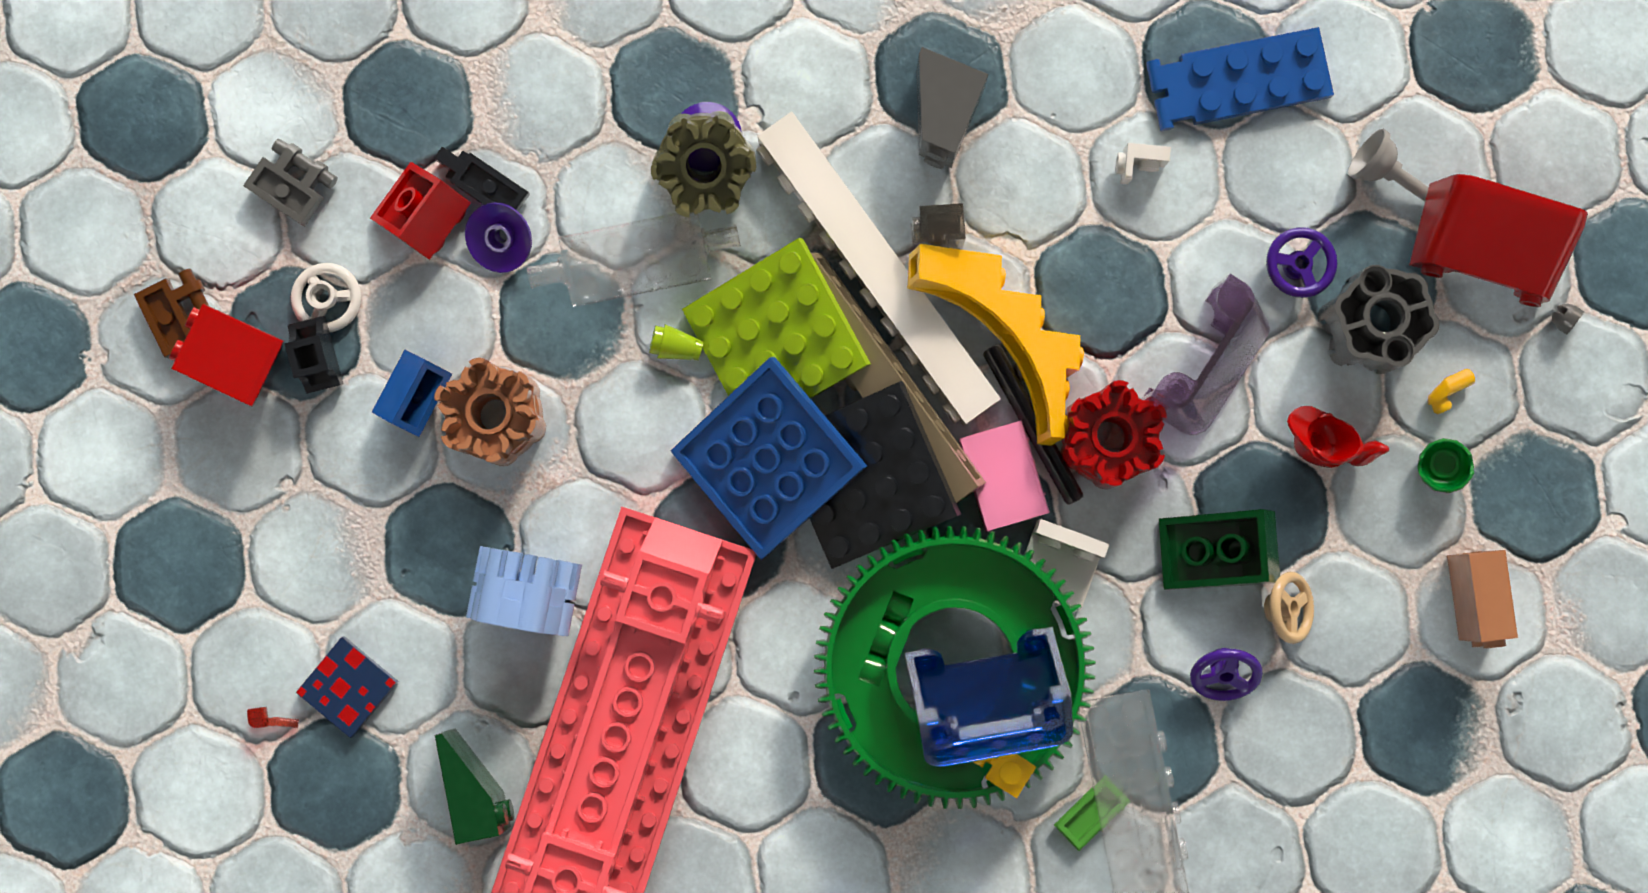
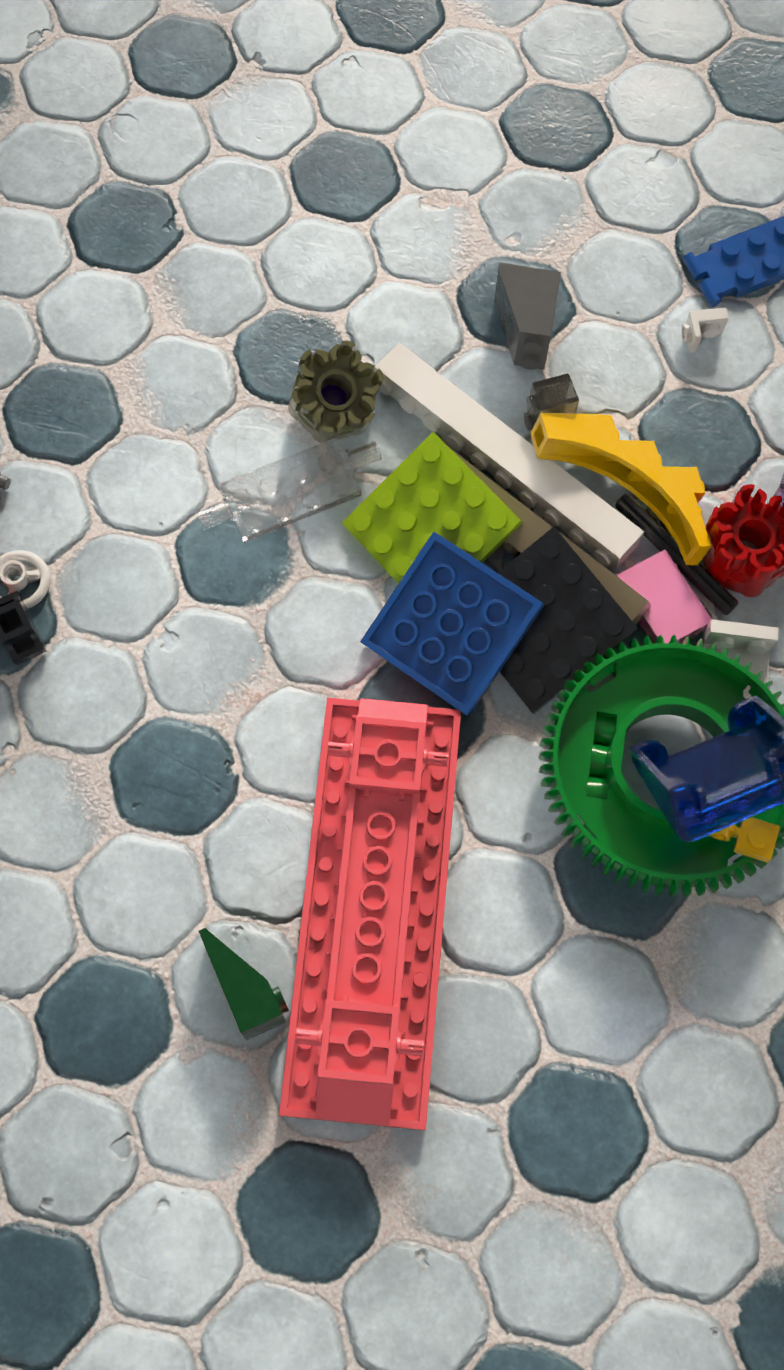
camera: 20 degrees left, 15 degrees down
(259, 718) = (19, 971): clear red hand -> none
(347, 687) = (100, 922): dark blue tile -> none
(410, 393) = (113, 638): blue brick -> none
(421, 210) = (91, 488): red slope -> none
(465, 399) = (186, 615): nougat piece -> none
(481, 179) = (141, 456): black hinge -> none
(487, 245) = (150, 496): dark purple dish -> none
(522, 598) = (256, 793): light blue piece -> none
(674, 344) = (342, 552): lime cone -> none

